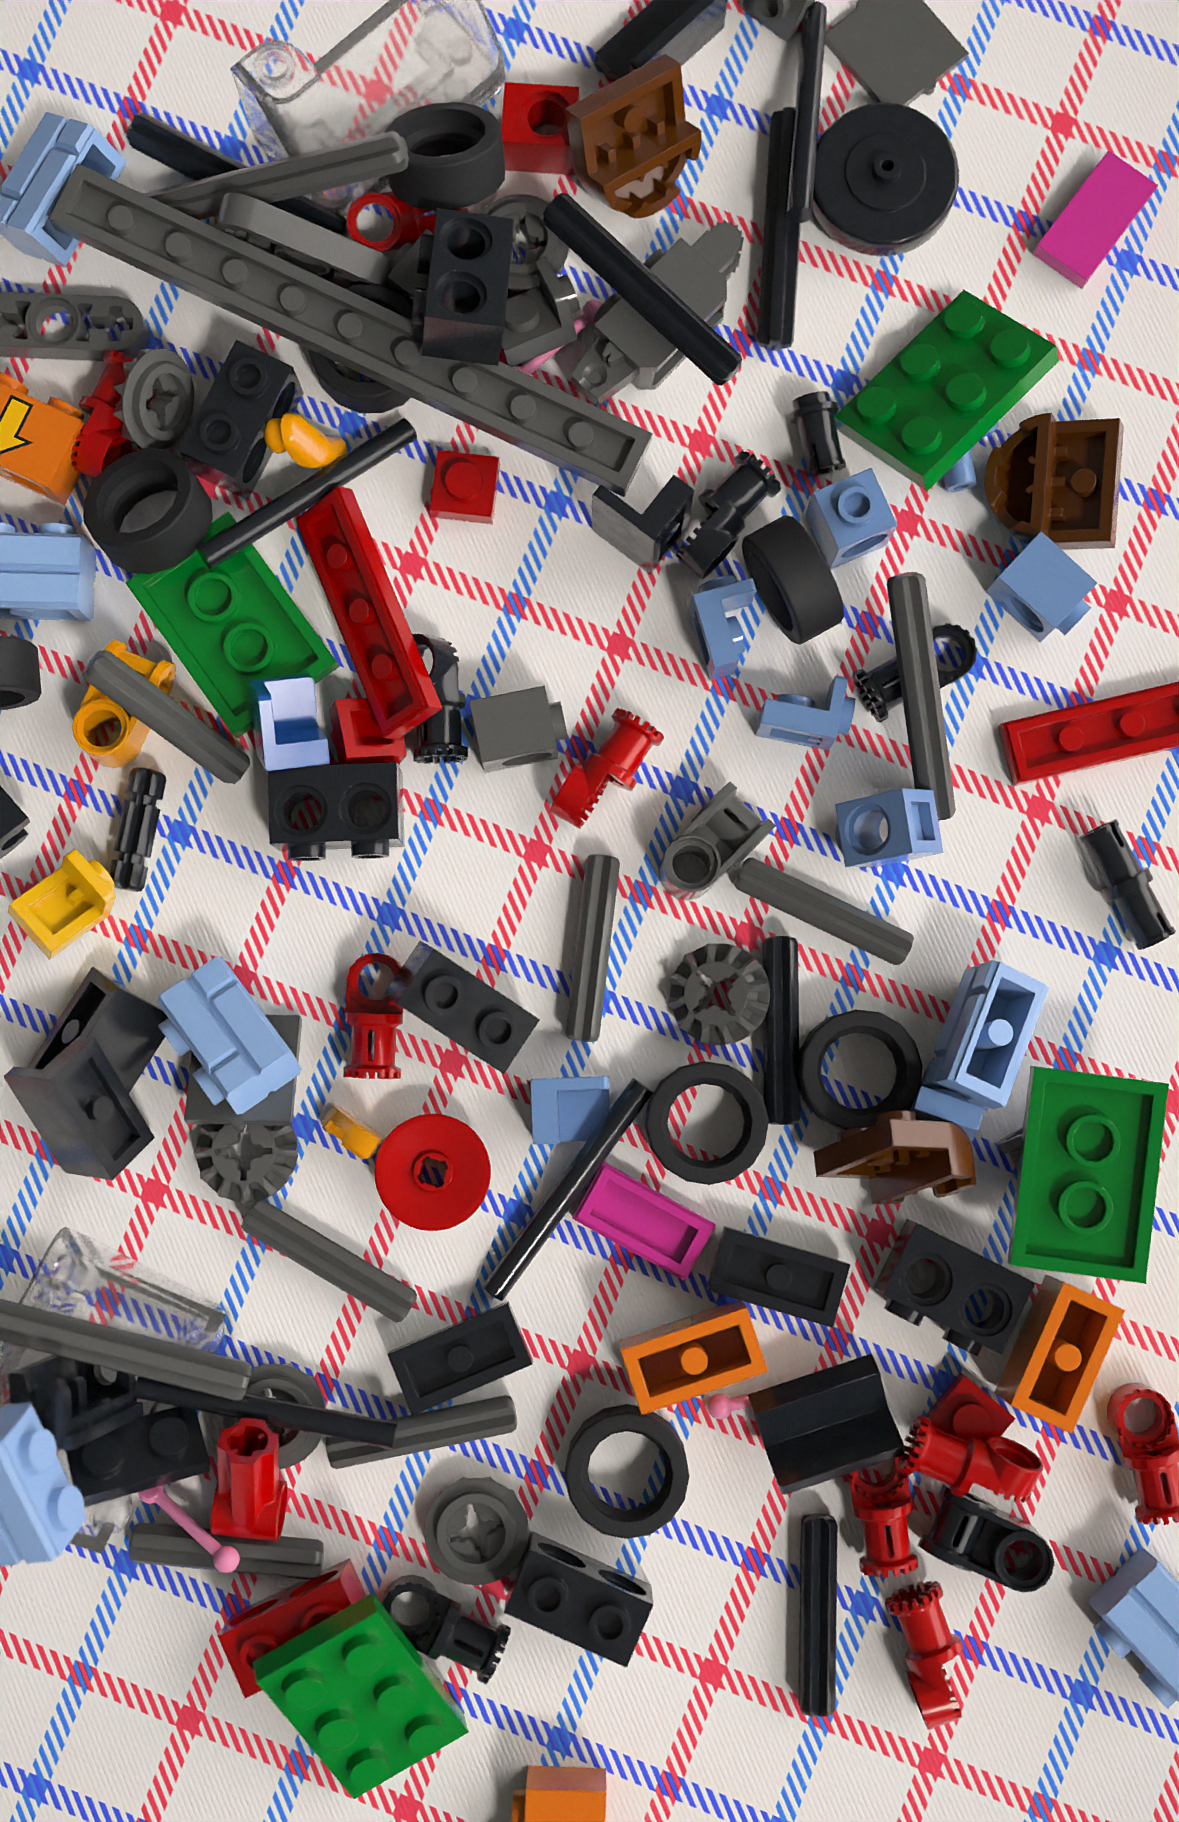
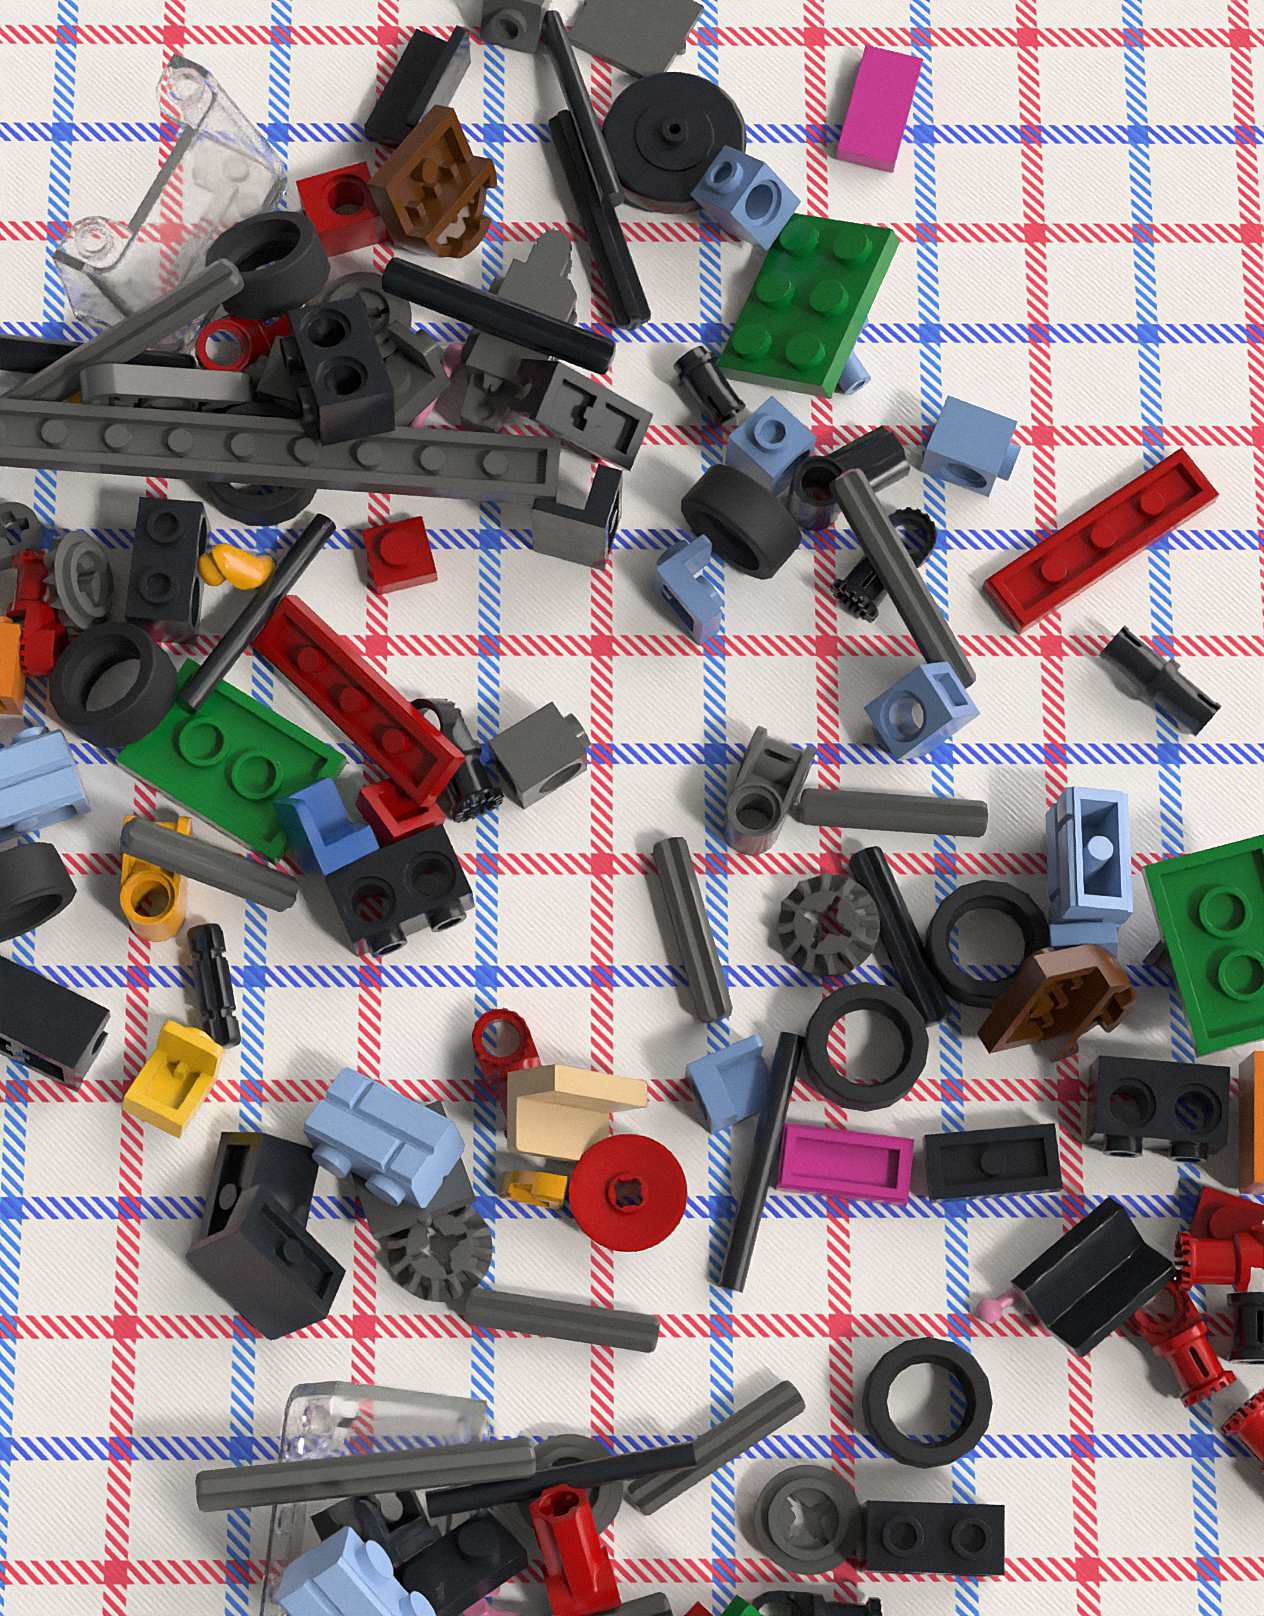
camera: 25 degrees left, 10 degrees down
(400, 1079) = (565, 1109): none -> tan panel
(460, 1358) = (725, 1359): black plate -> none
(461, 1007) = (594, 1024): black brick -> none
(613, 762) = (642, 753): red connector -> none
(683, 415) = (582, 411): none -> hinge
(692, 1356) = (943, 1262): orange brick -> none
(727, 508) = (653, 486): black connector -> none
(798, 722) = (799, 649): medium blue bracket -> none
(818, 1615) = (1163, 1468): black axle -> none
(928, 260) = (746, 197): none -> medium blue brick
(945, 563) = (875, 453): none -> black piece
(1058, 481) = (944, 347): reddish brown slope -> none

